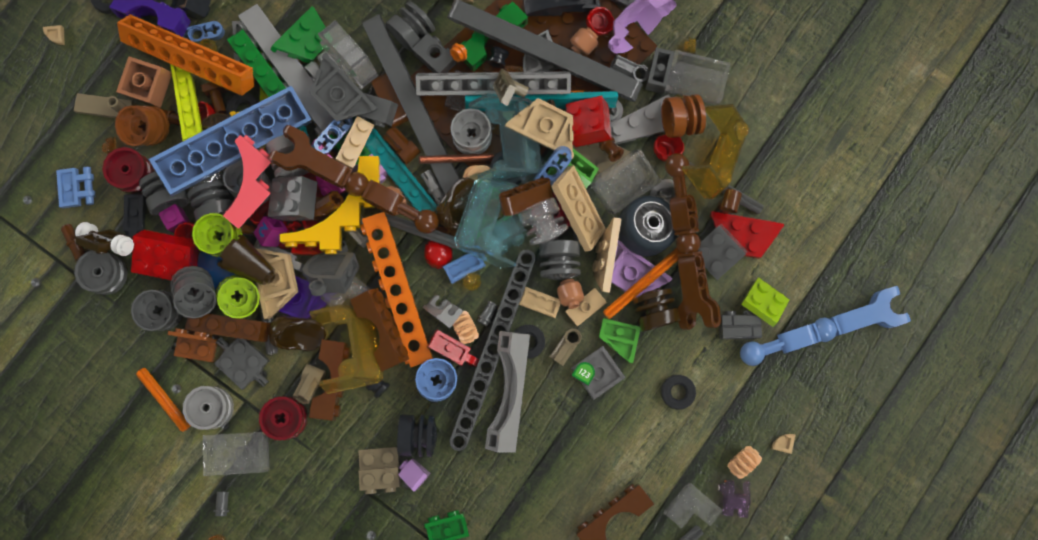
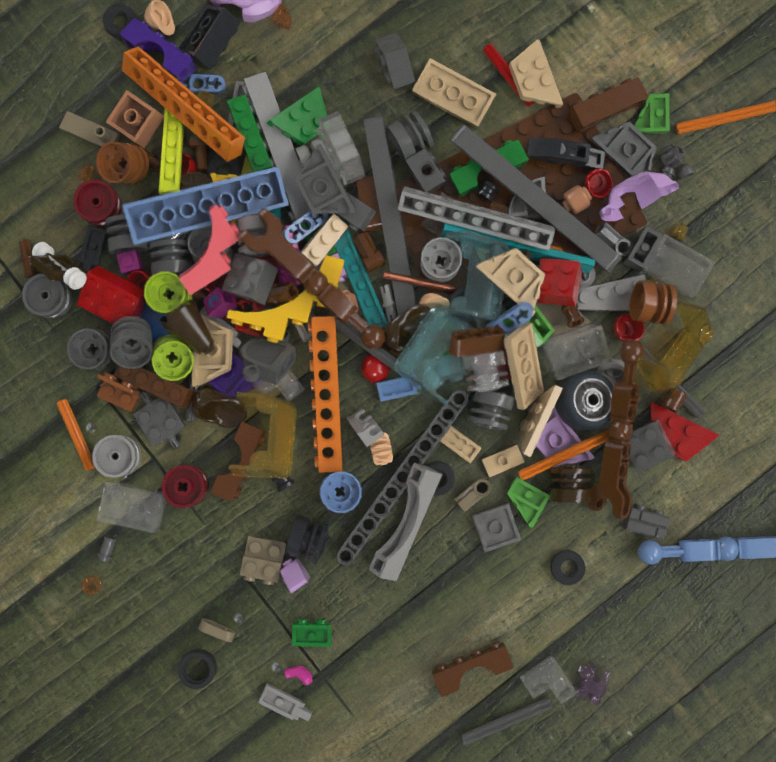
camera: 15 degrees right, 5 degrees up
(55, 34) = (59, 44): tan tile -> none
(69, 187) = (36, 204): medium blue plate -> none
(309, 382) = (221, 456): dark tan piece -> none
(390, 348) = (305, 451): reddish brown arch -> none
(451, 349) = (363, 466): plate -> none
(458, 52) = (450, 177): orange plate -> none
(472, 281) = (400, 405): clear yellow plate -> none
(488, 313) = (406, 440): dark grey pin -> none
(506, 87) = (489, 230): dark tan piece -> none
(570, 293) = (491, 444): nougat head -> none
(584, 372) = (483, 524): tile -> none
(744, 462) = (611, 653): light nougat gear -> none
(765, 302) = (677, 506): lime plate -> none
(784, 443) = (654, 644): tan tile -> none

